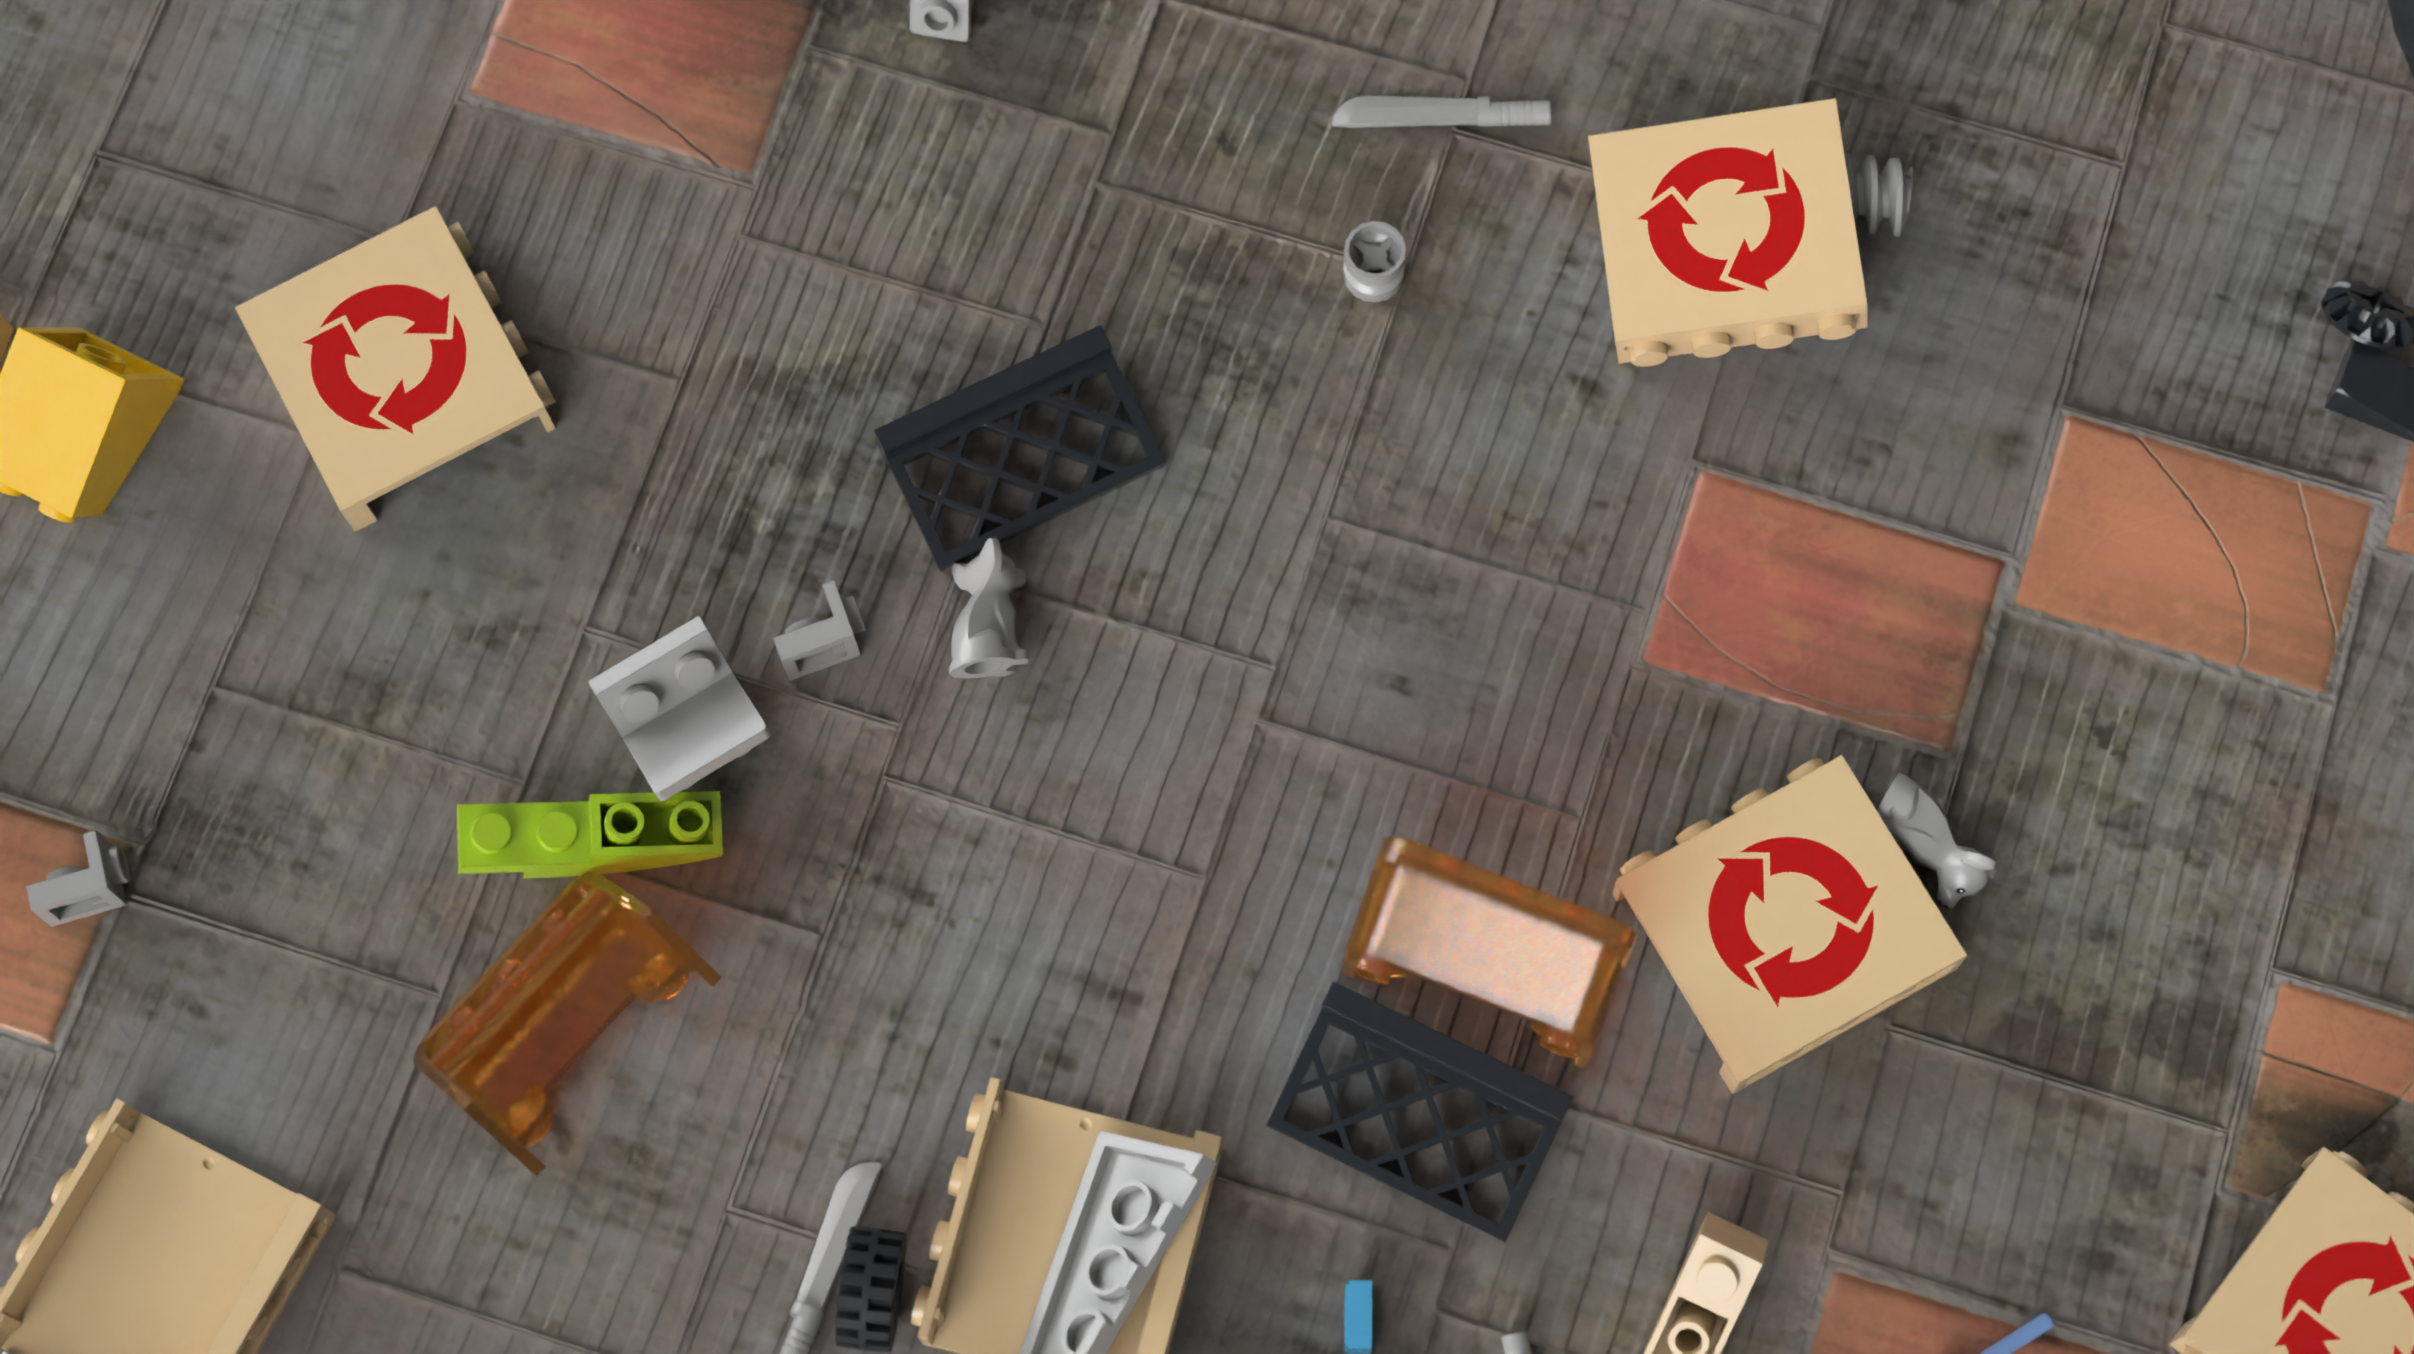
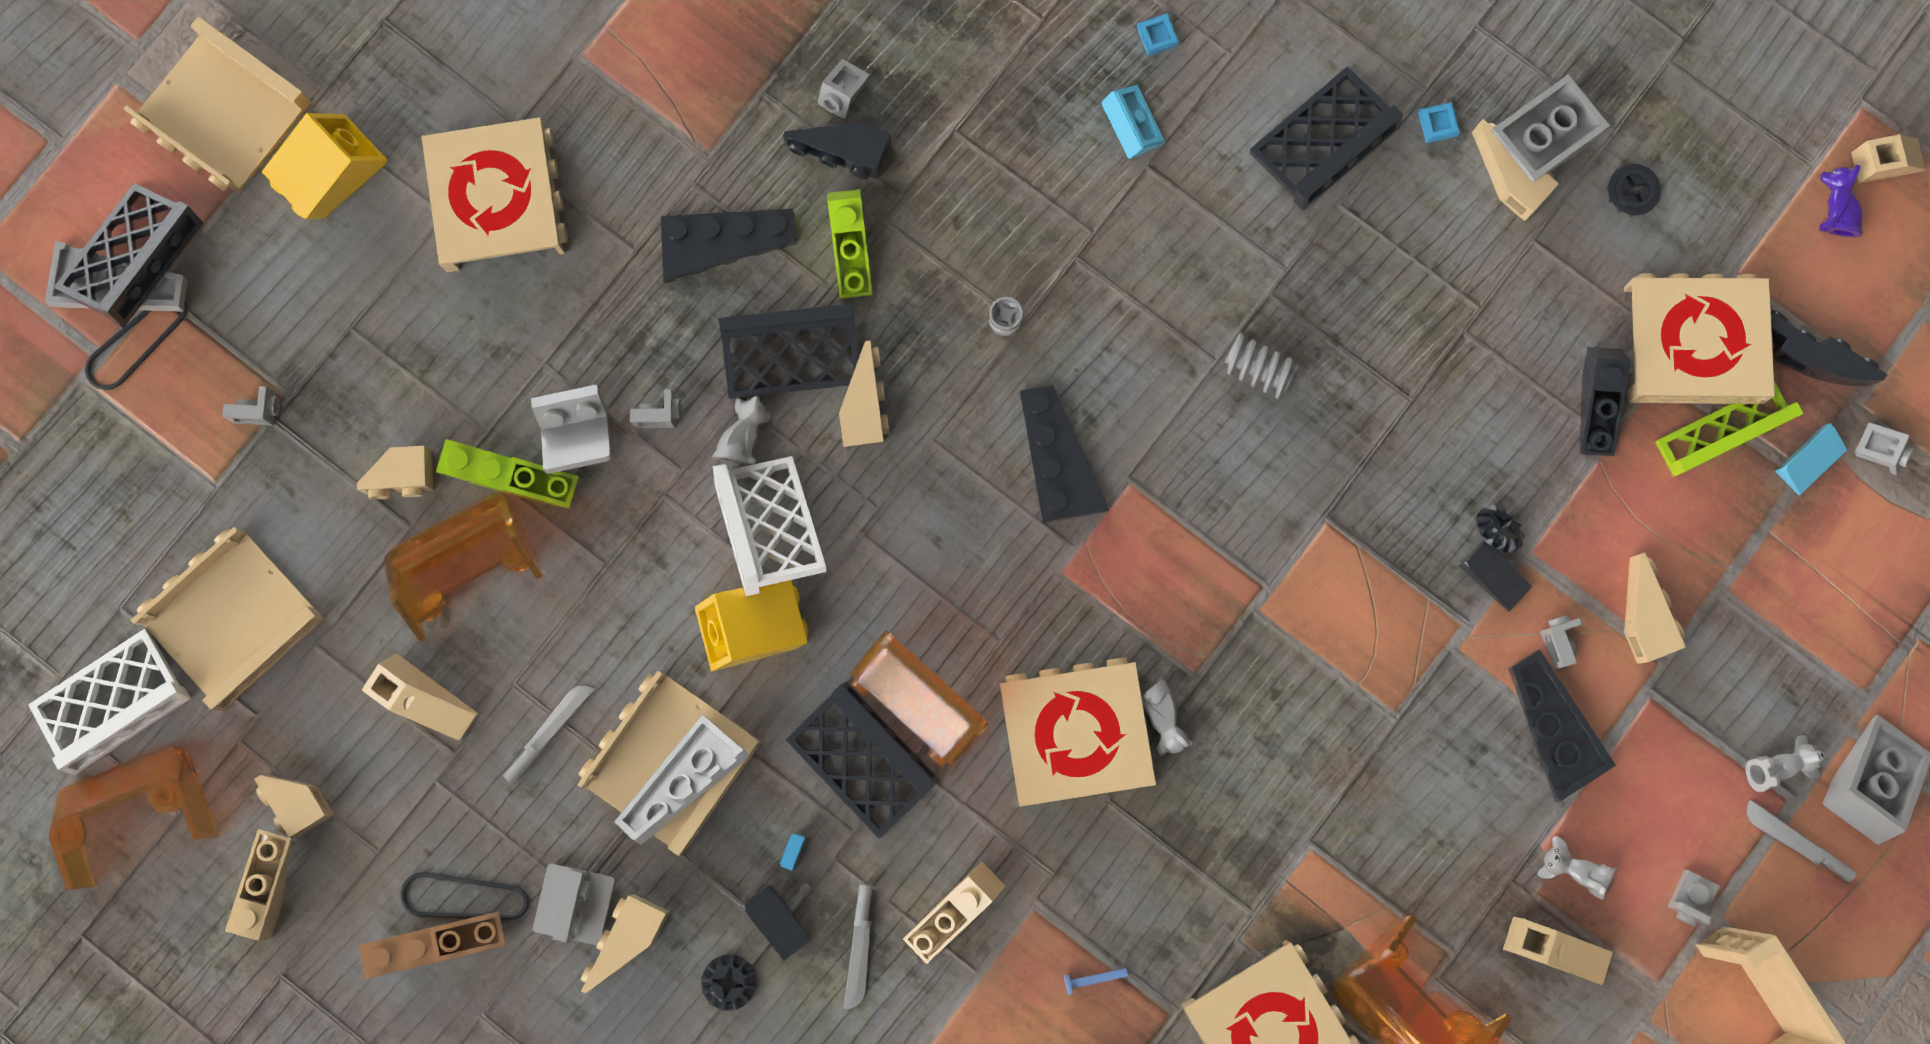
camera: 15 degrees right, 10 degrees up
(387, 899) = (398, 471): none -> tan slope
(566, 1288) = (417, 697): none -> tan slope
(810, 313) = (712, 239): none -> black wing
(870, 1289) = (563, 753): black tyre -> none
(990, 77) = (846, 145): none -> black slope
(1056, 235) = (849, 243): none -> lime slope
(1057, 786) = (741, 535): none -> white fence
(1125, 938) = (752, 626): none -> yellow slope
(1185, 504) = (860, 410): none -> tan slope
(1430, 111) = (1059, 240): light grey piece -> none
(1565, 478) = (1059, 465): none -> black wing
(1728, 233) = (1188, 367): tan panel -> none

